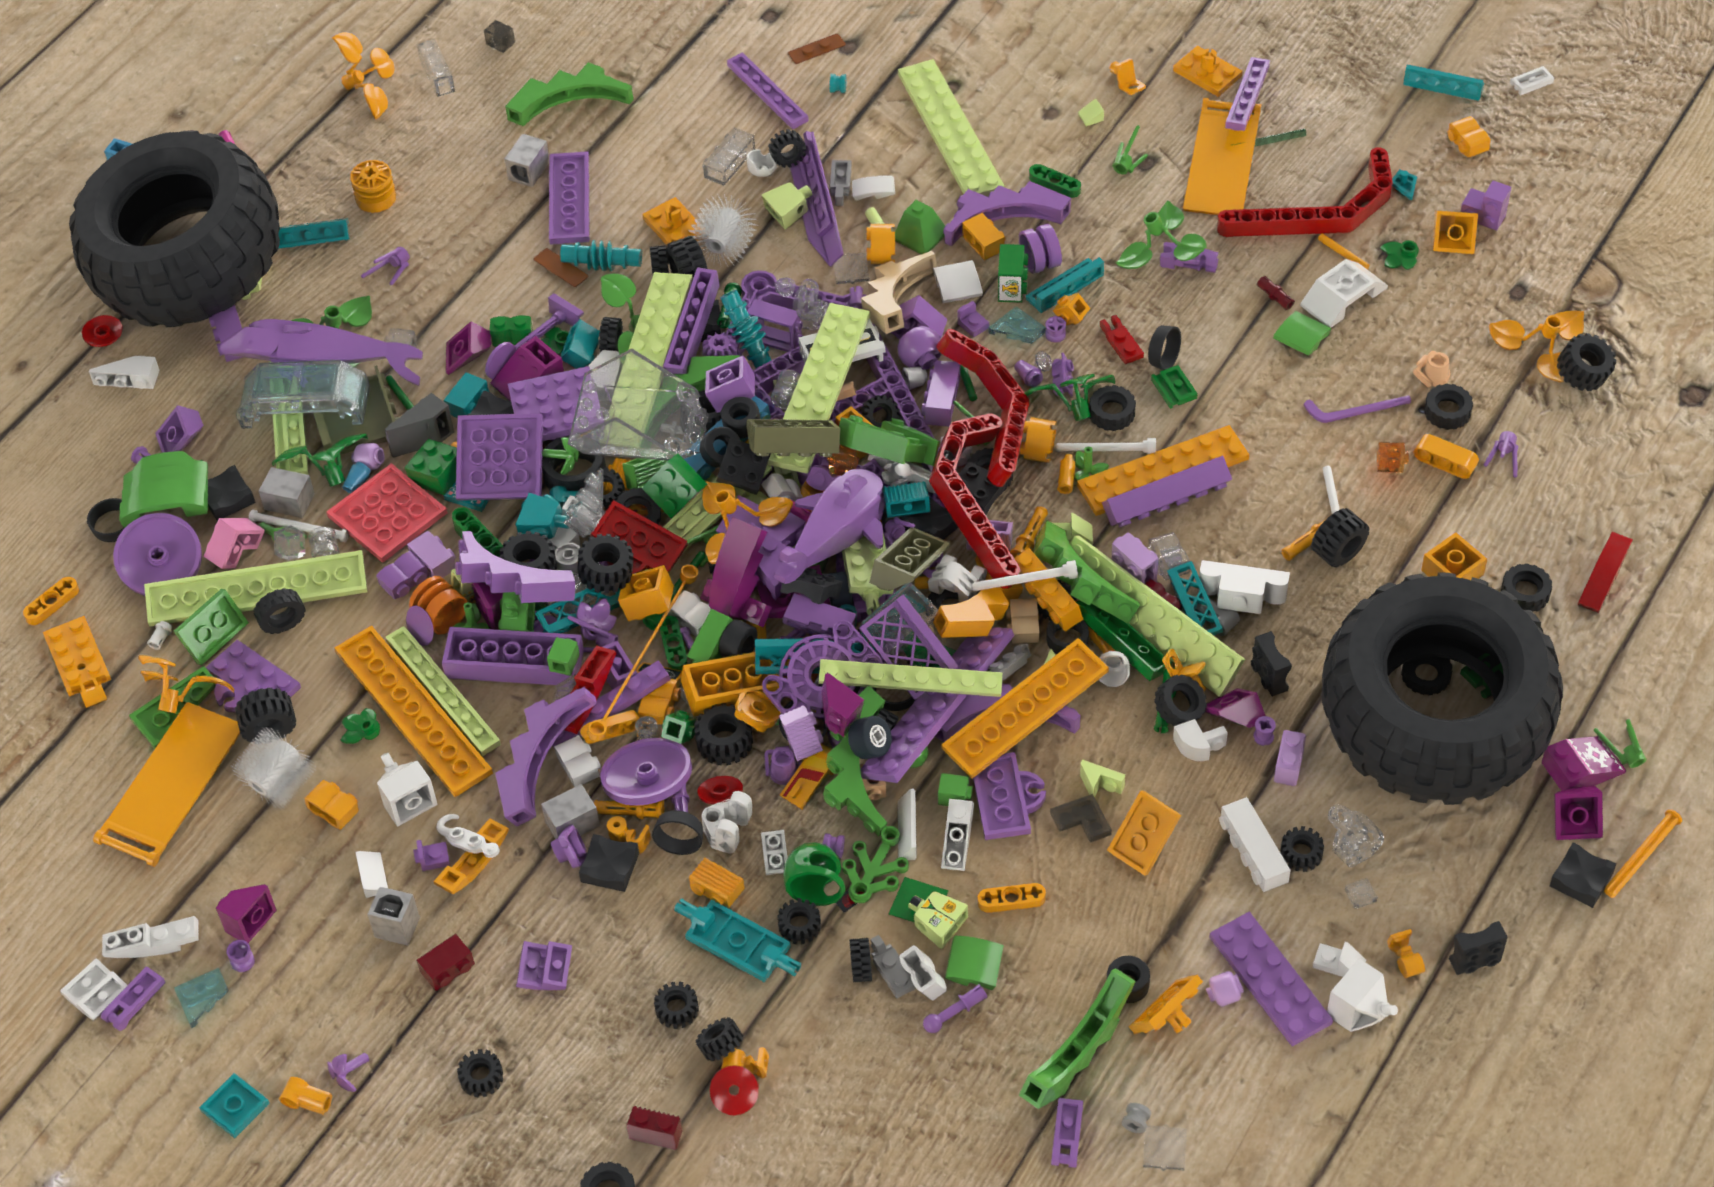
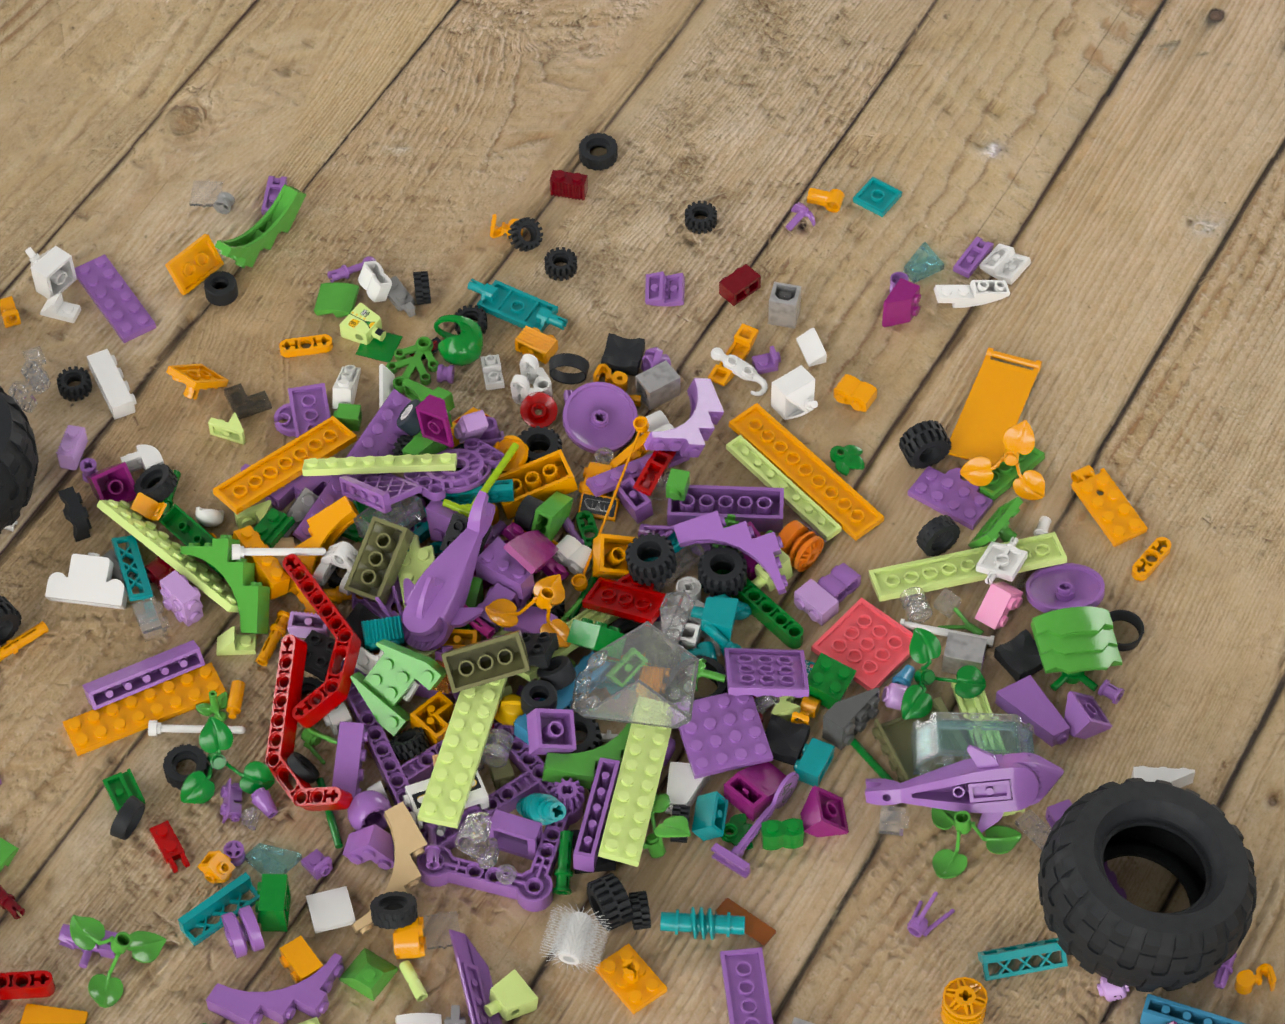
camera: 175 degrees right, 0 degrees up
(217, 571) = (1001, 561): none -> white plate
(232, 441) = (1034, 707): none -> medium lavender slope
(273, 768) = (906, 399): white piece -> none
(678, 727) = (577, 454): green brick -> none
(729, 1103) = (513, 210): red dish -> none
(802, 611) = (465, 509): none -> lime bar
(887, 227) = (394, 910): none -> black tyre
(979, 394) = (303, 767): none -> black tyre
(1037, 637) = (273, 527): none -> green plate
(1039, 439) = (256, 717): light orange brick -> none
(1224, 988) = (149, 283): lavender head -> none

